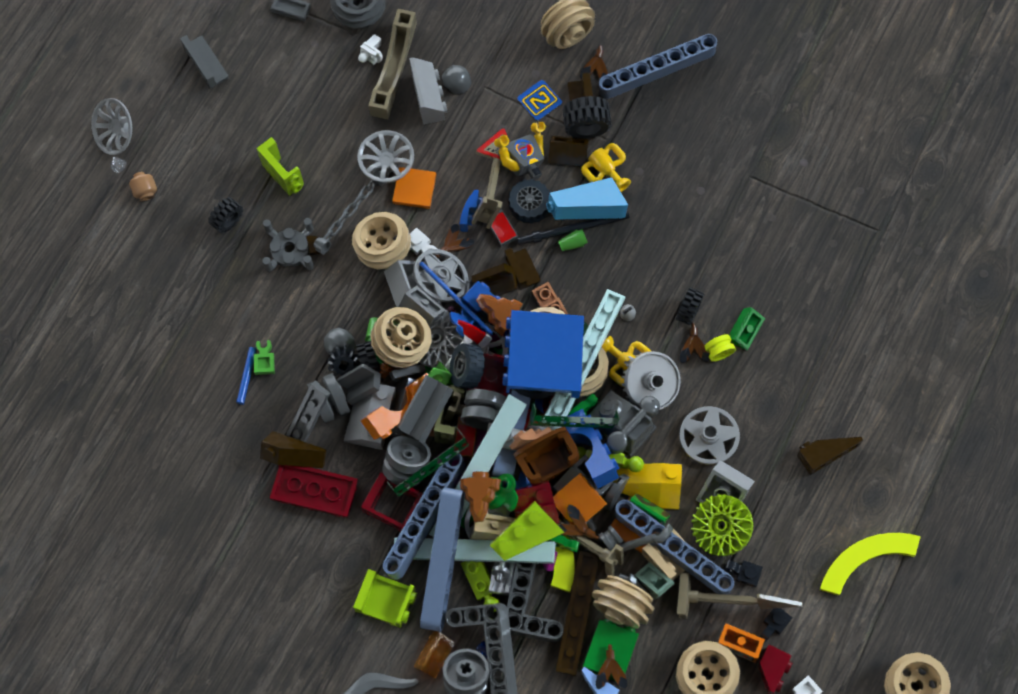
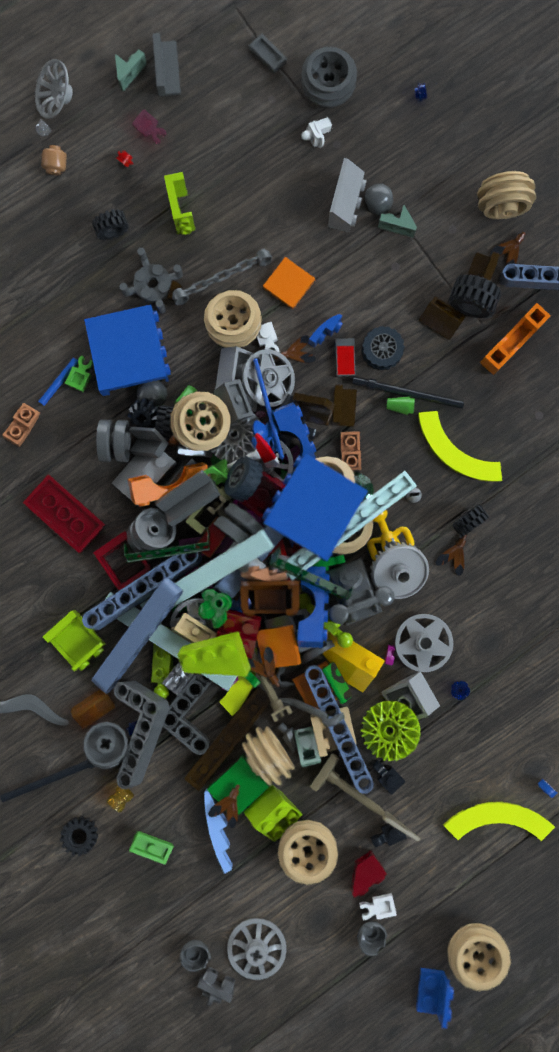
camera: 25 degrees right, 15 degrees up
(172, 79) = (128, 71): none -> sand green slope
(207, 154) = (124, 158): none -> red plate
(213, 116) = (147, 125): none -> clear pink plate
(231, 431) = (22, 425): none -> nougat slope
(291, 452) = (57, 470): dark brown slope -> none
(296, 313) = (127, 348): none -> blue panel
(308, 412) = (84, 450): dark grey plate -> none
(386, 158) = (277, 242): light grey wheel -> none
(387, 85) = (309, 177): dark tan arch -> none
(479, 492) = (194, 600): dark orange rock -> none
(489, 91) = (402, 225): none -> sand green slope
(489, 207) = (381, 287): dark tan piece -> none
(498, 310) = (299, 441): dark orange rock -> none
(524, 153) = (400, 301): torso -> none
(539, 100) = (442, 256): sticker -> none
(588, 201) = (433, 376): slope -> none
(606, 166) = (467, 350): yellow piece -> none
(610, 538) = (289, 691): dark grey wheel -> none
(643, 136) = (515, 339): none -> orange arch
(644, 262) = (451, 455): none -> neon yellow tile
(656, 659) = (272, 813): none -> lime slope
(686, 464) = (389, 658): none -> magenta tile
(720, 348) = (476, 571): neon yellow wheel -> none
(741, 642) = (349, 839): orange brick -> none
(746, 328) = (508, 562): green slope -> none
(766, 455) = (455, 690): none -> clear blue plate
(823, 452) = (507, 711): dark brown slope -> none
(893, 505) = (547, 788): none -> blue tile

